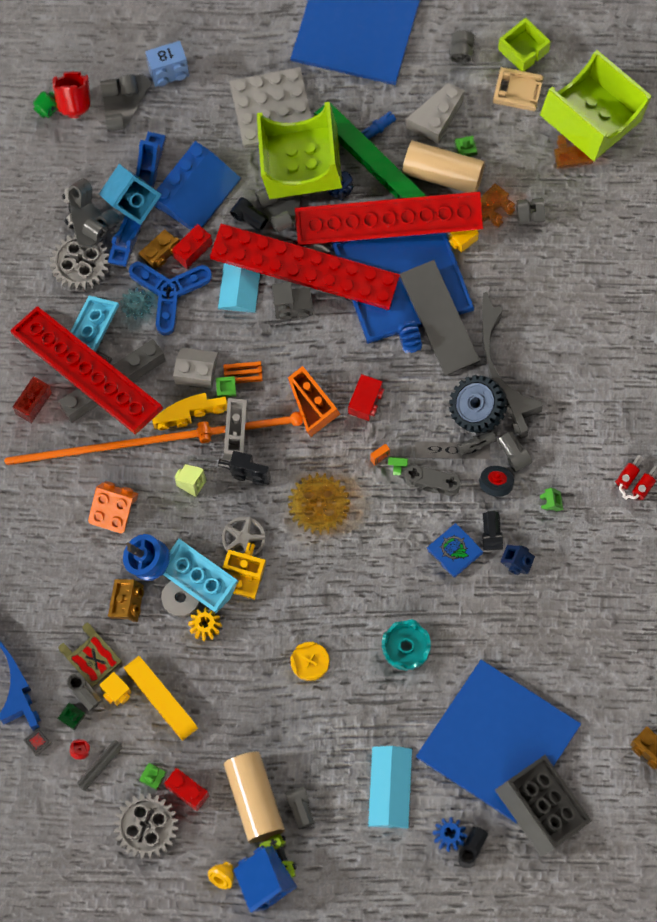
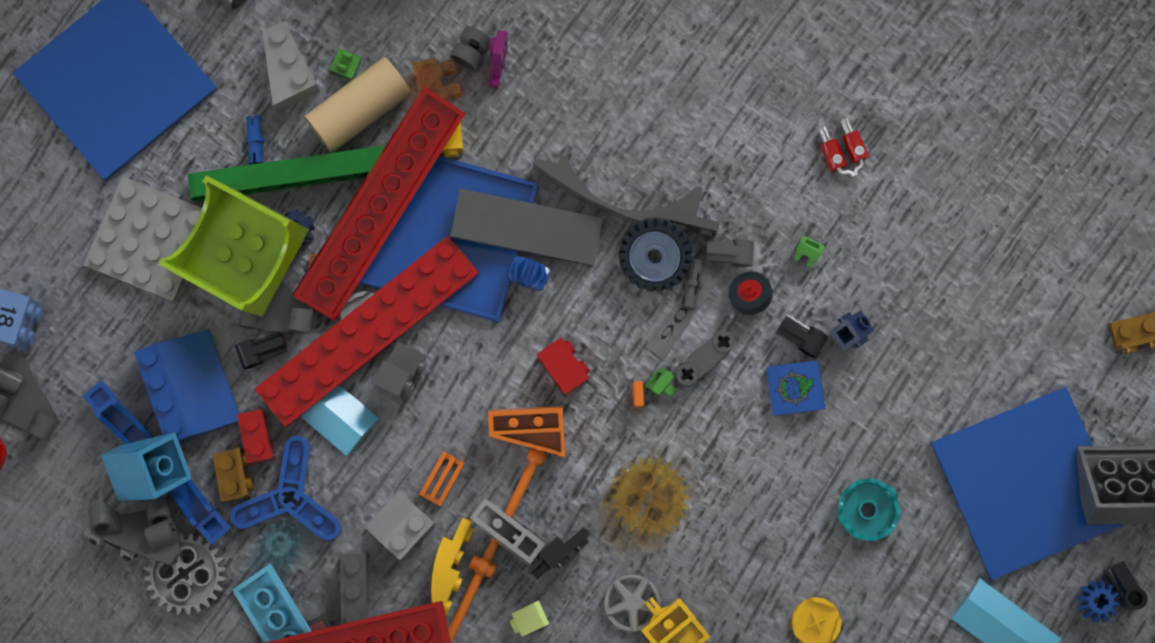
camera: 65 degrees left, 10 degrees up
(226, 387) = (449, 509): bright green tile -> none
(537, 228) = (498, 50): none -> magenta wing

